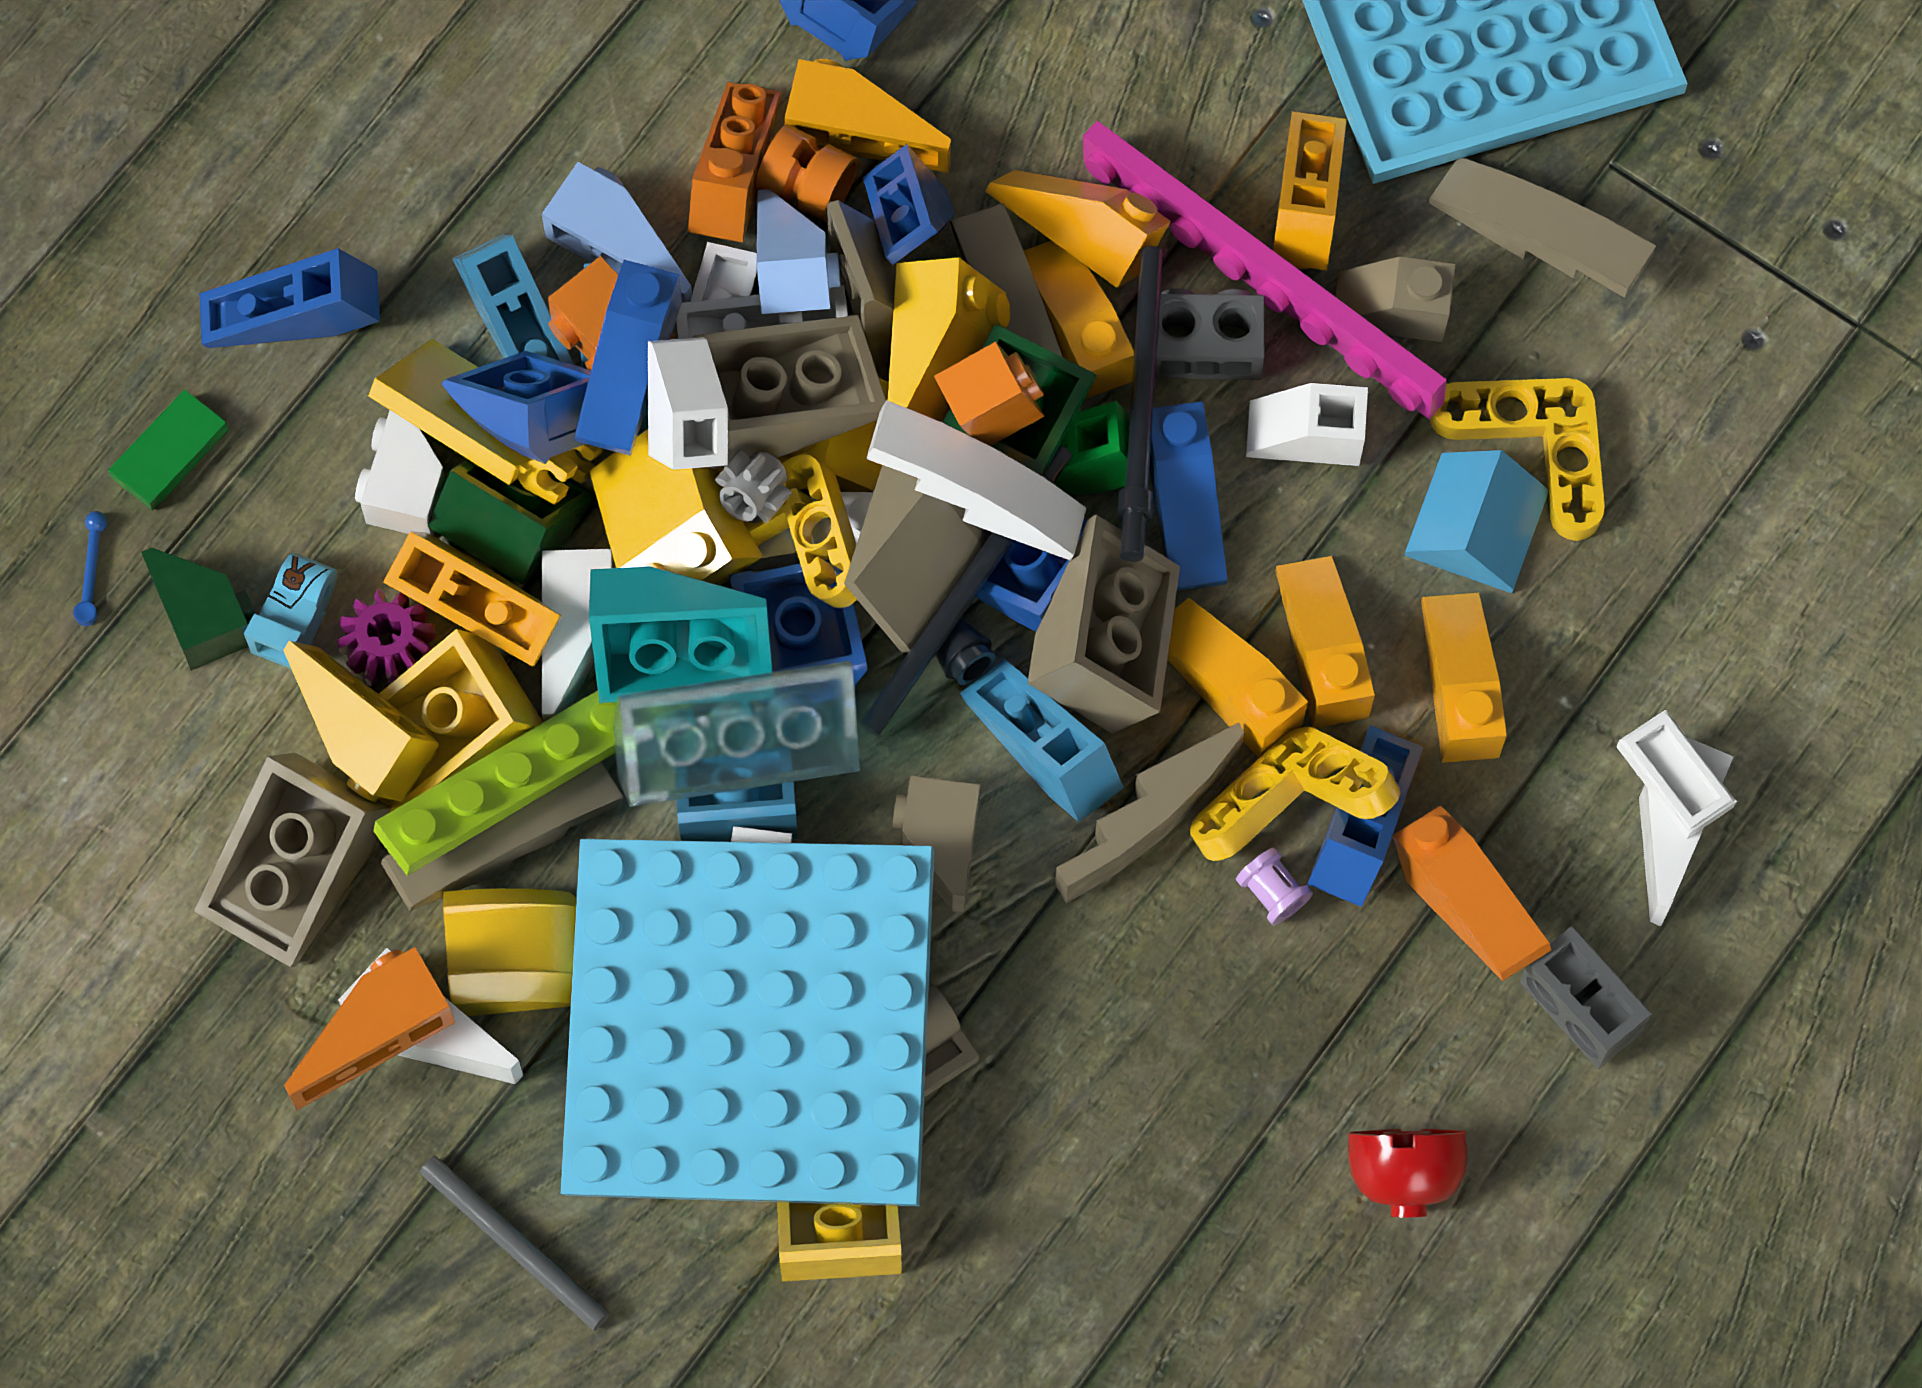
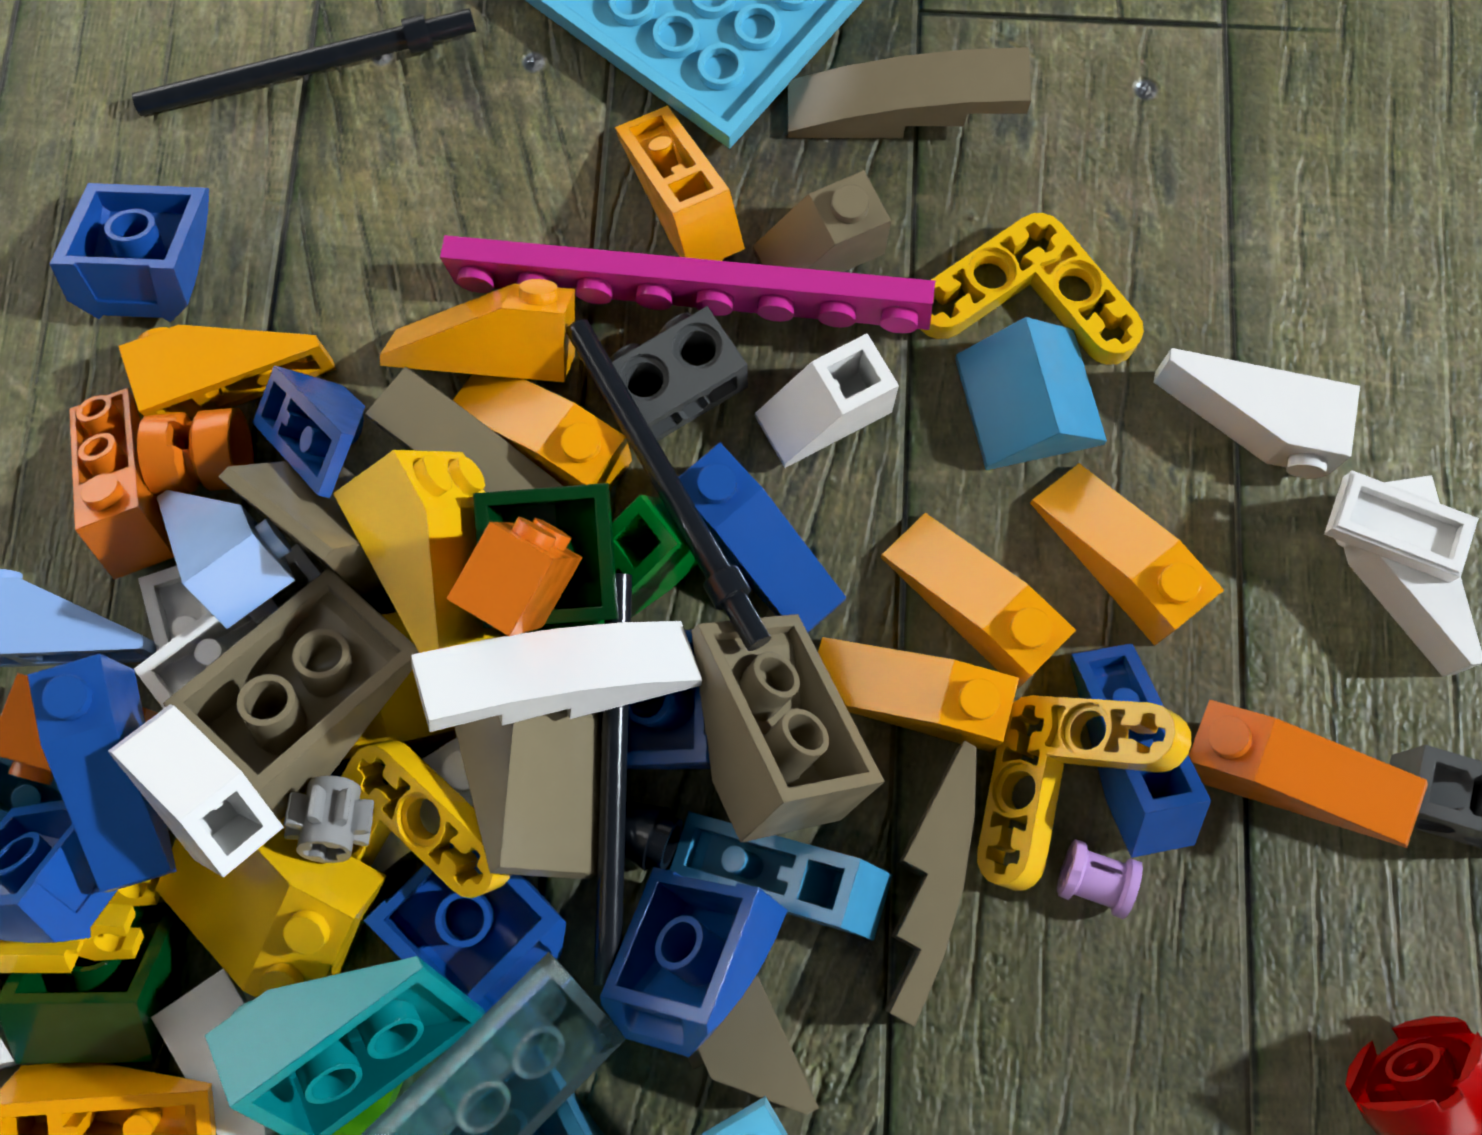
camera: 30 degrees left, 5 degrees up
(943, 739) = (688, 959): none -> blue slope
(1658, 648) = (1268, 411): none -> white slope

